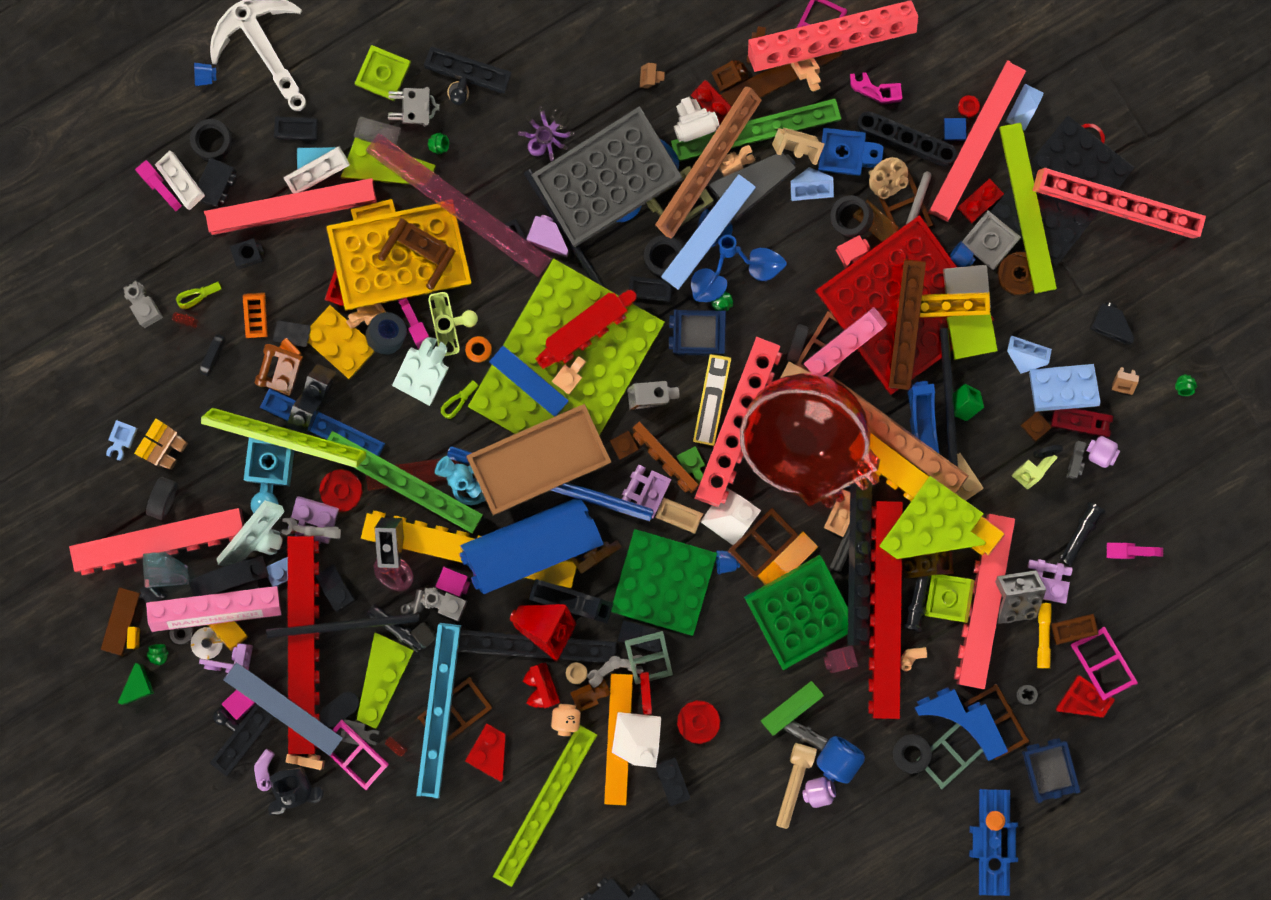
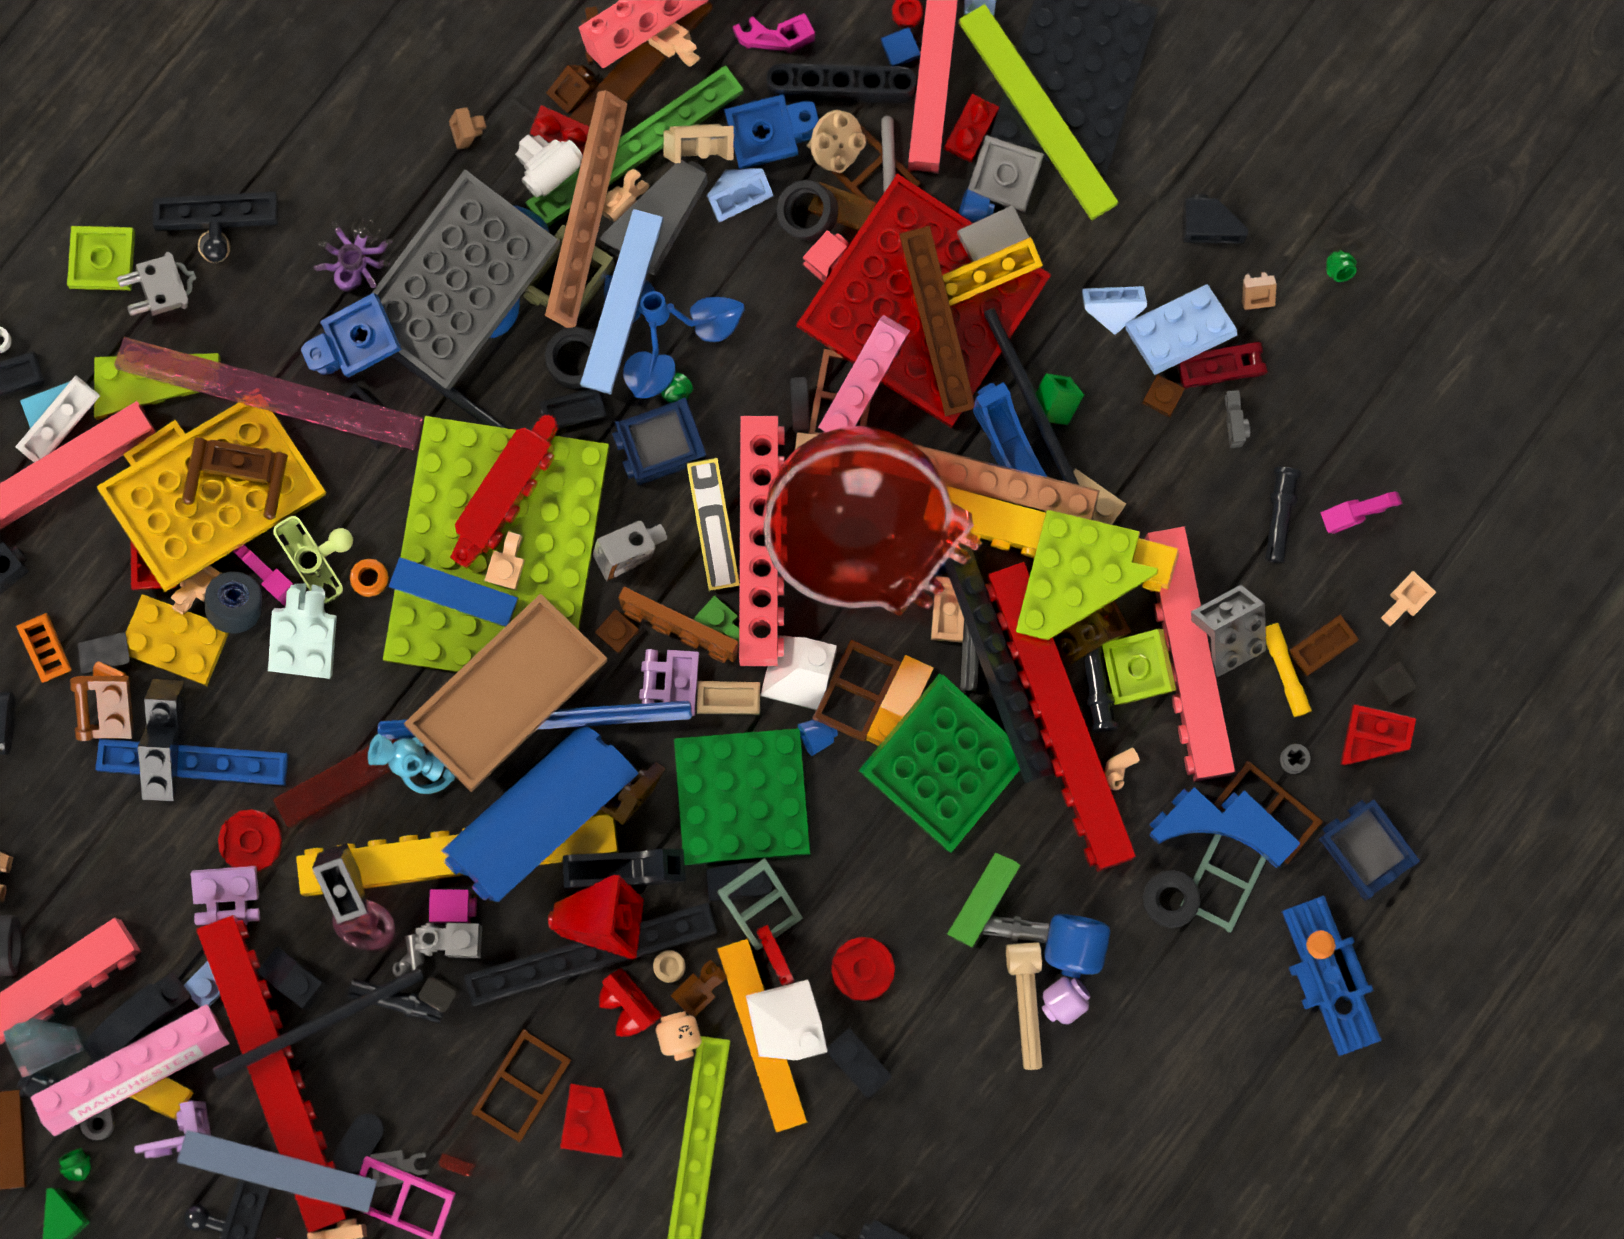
camera: 20 degrees left, 5 degrees down
(133, 637) = (32, 1155): yellow tile -> none
(206, 643) = (138, 1124): white piece -> none
(238, 704) = (214, 1191): dark pink brick -> none
(255, 535) = (151, 945): light aqua plate -> none
(259, 472) = (155, 849): medium azure brick -> none
(284, 437) = (142, 795): lime tile -> none
(331, 532) = (226, 909): light grey piece -> none
(369, 129) = (108, 339): clear plate -> none
(382, 677) = (402, 1071): lime wing -> none
(414, 488) = (330, 795): bright green plate -> none
(438, 143) = (211, 322): green plate -> none
(438, 710) = (497, 1091): medium azure tile -> none
(464, 394) = (372, 647): lime piece -> none
(515, 191) = (338, 346): none -> blue plate
(547, 236) = (406, 391): lavender slope -> none
(614, 662) = (698, 959): light grey piece -> none
(840, 659) = (1024, 807): clear pink brick -> none
(971, 335) = (1029, 305): lime tile -> none
(1006, 274) = (1051, 218): reddish brown plate -> none
(1029, 474) = (1179, 456): yellowish green piece -> none
(1055, 588) = (1278, 600): lavender plate -> none
(1090, 670) = (1367, 693): dark pink window -> none
(1103, 451) = (1266, 394): lavender head -> none
(1119, 203) = (1156, 58): coral brick -> none
(1142, 618) = (1410, 597): none -> light nougat plate

